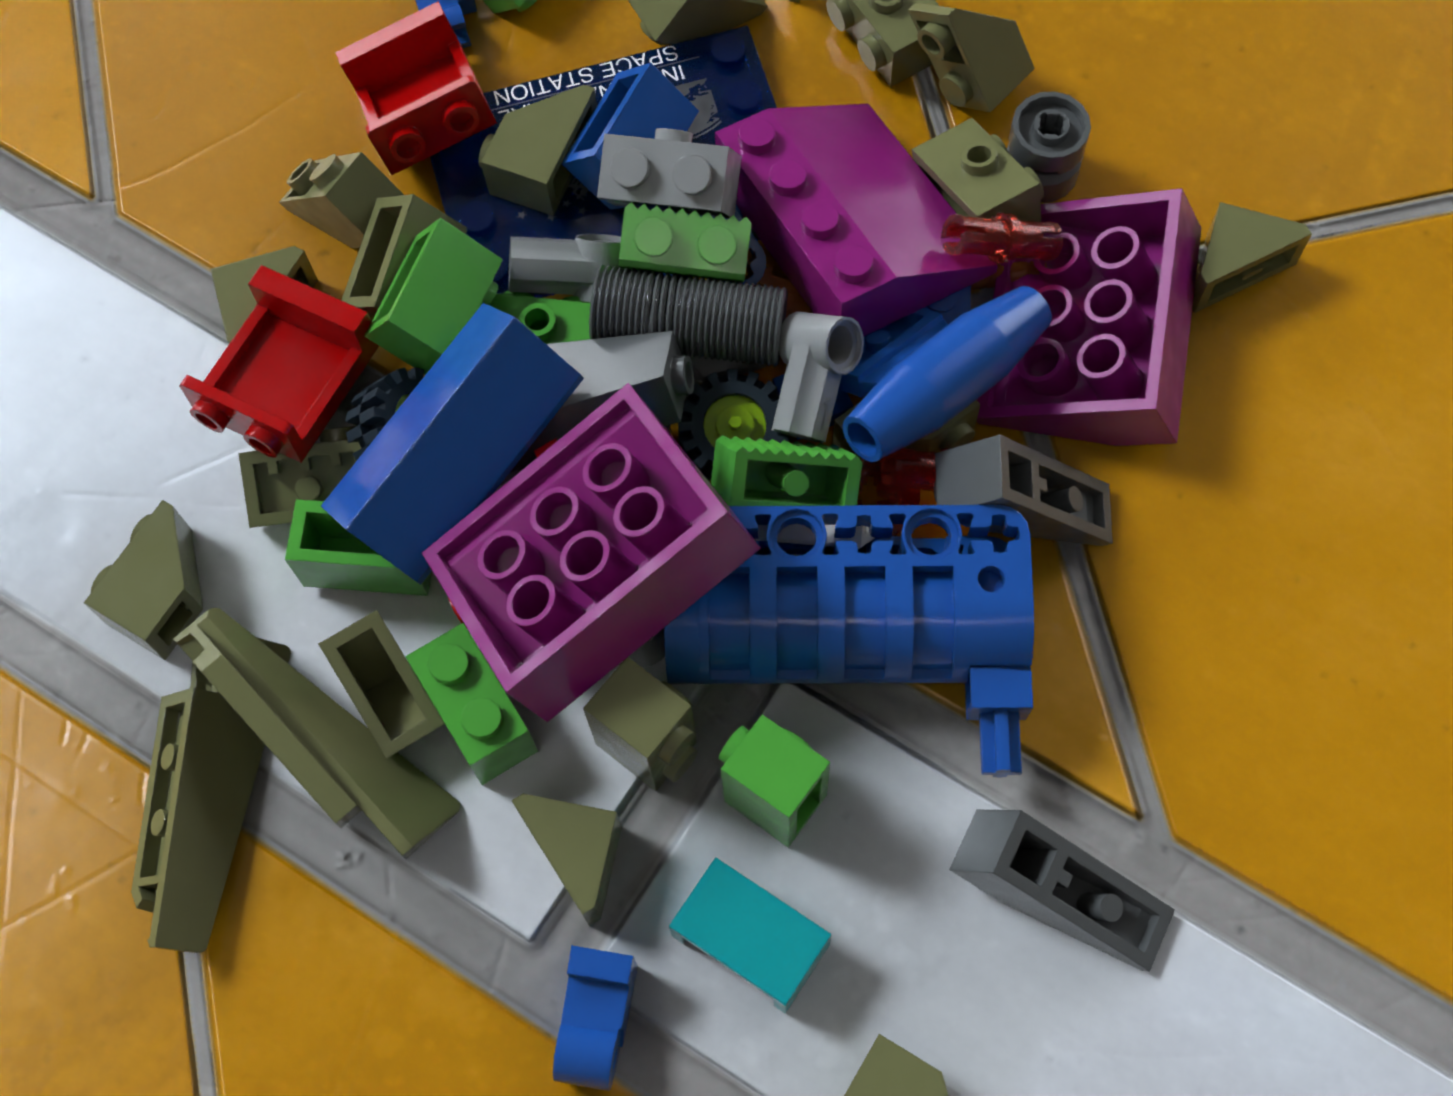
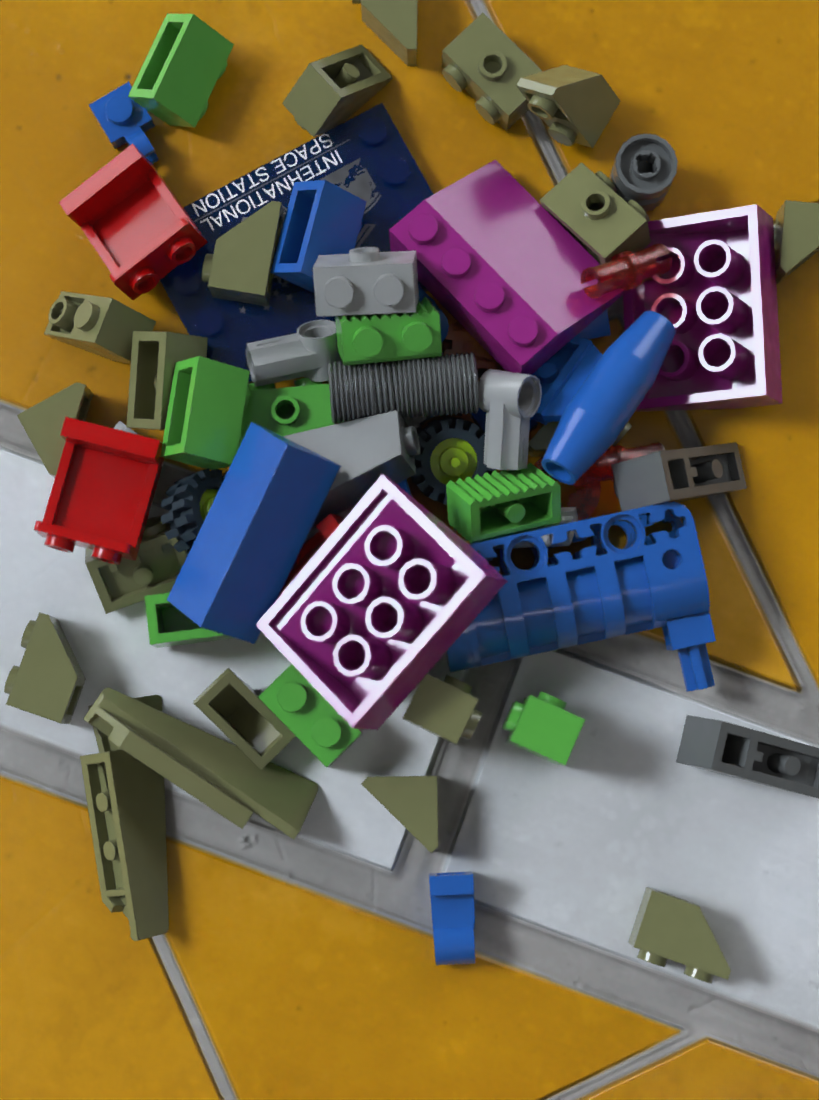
camera: 15 degrees left, 15 degrees up
(751, 933) = (548, 838): teal panel -> none

